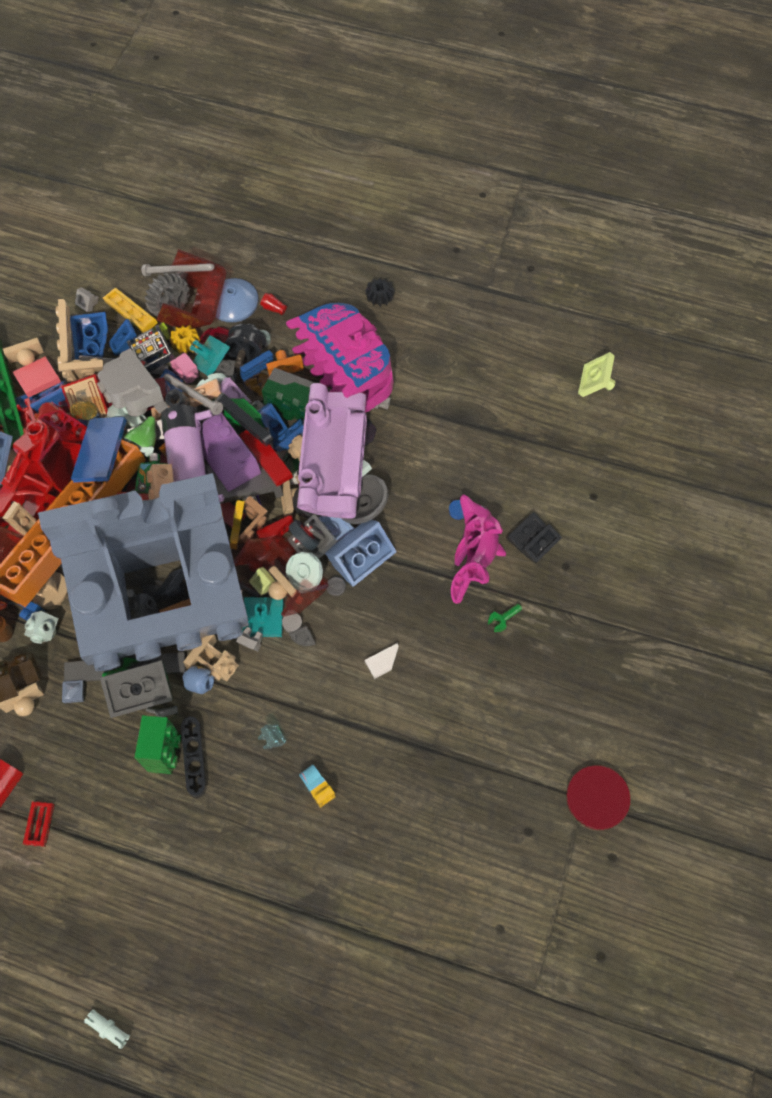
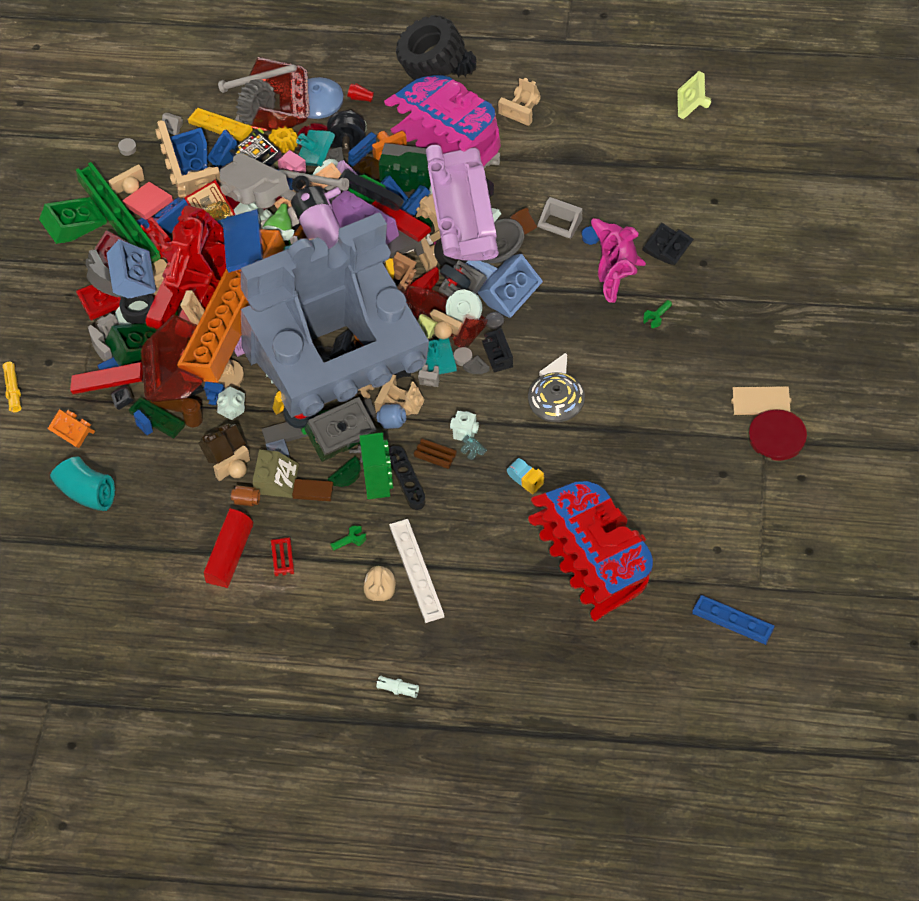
camera: 10 degrees left, 10 degrees down
(22, 741) = (245, 496): none -> dark orange brick
(38, 315) = (127, 146): none -> light grey tile
(59, 722) = (275, 474): none -> olive slope
(94, 748) = (312, 490): none -> reddish brown tile
(115, 818) = (351, 538): none -> green bar
(124, 890) = (379, 584): none -> tan piece
(128, 739) = (346, 474): none -> dark green tile
(171, 878) = (416, 571): none -> white tile
(218, 723) = (436, 451): none -> reddish brown tile
(271, 716) = (464, 425): none -> light aqua brick
(328, 625) = (498, 350): none -> black hinge
(343, 259) = (421, 37): none -> black tyre
(373, 940) = (595, 545): none -> red animal
(379, 706) = (556, 405): none -> dark grey dish
(393, 479) = (524, 219): none -> reddish brown tile
(431, 336) = (526, 93): none -> tan tile
(437, 477) = (561, 210): none -> light grey tile
(497, 1031) = (733, 619): none -> blue tile
(589, 748) = (760, 399): none -> tan piece

